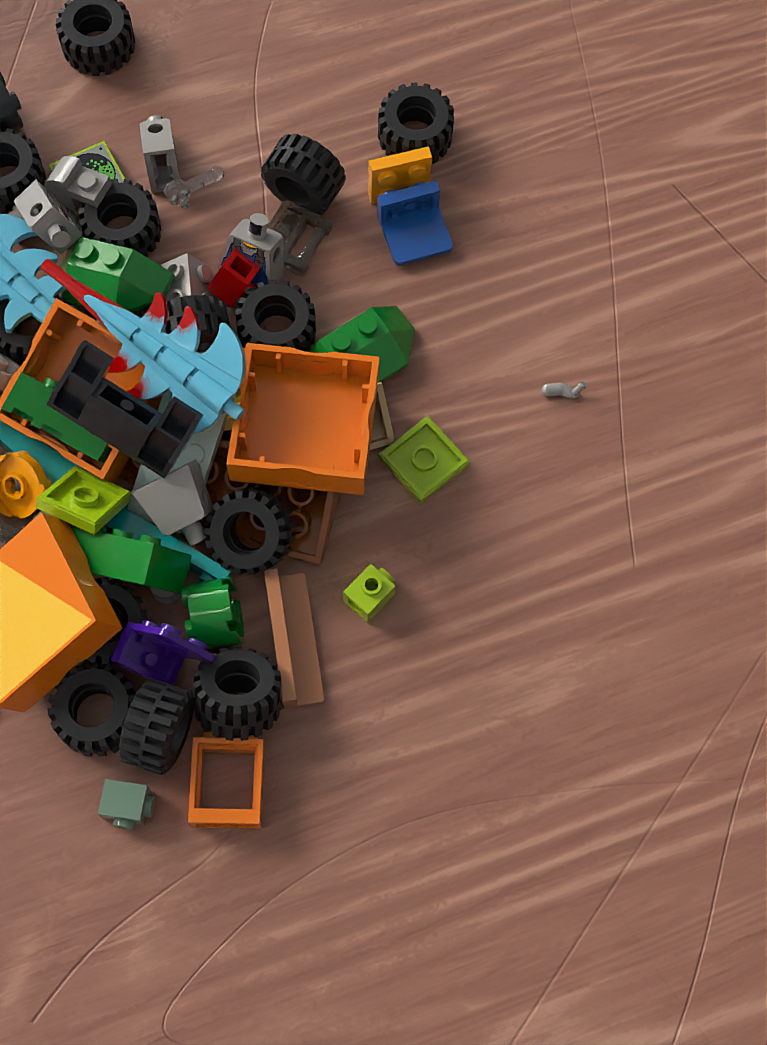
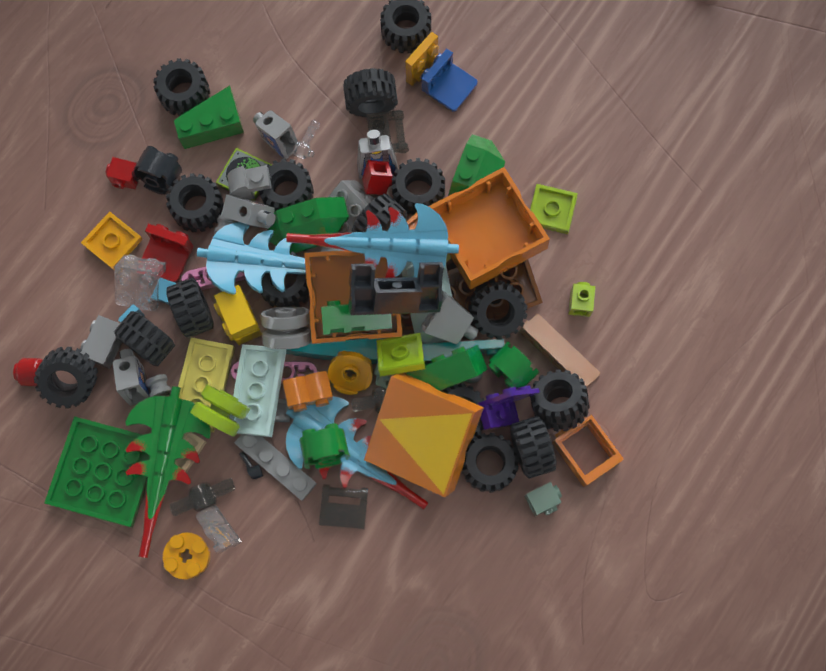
camera: 30 degrees left, 5 degrees up
(98, 90) = (210, 120): none -> green wedge
(561, 389) = (595, 121): light grey piece -> none

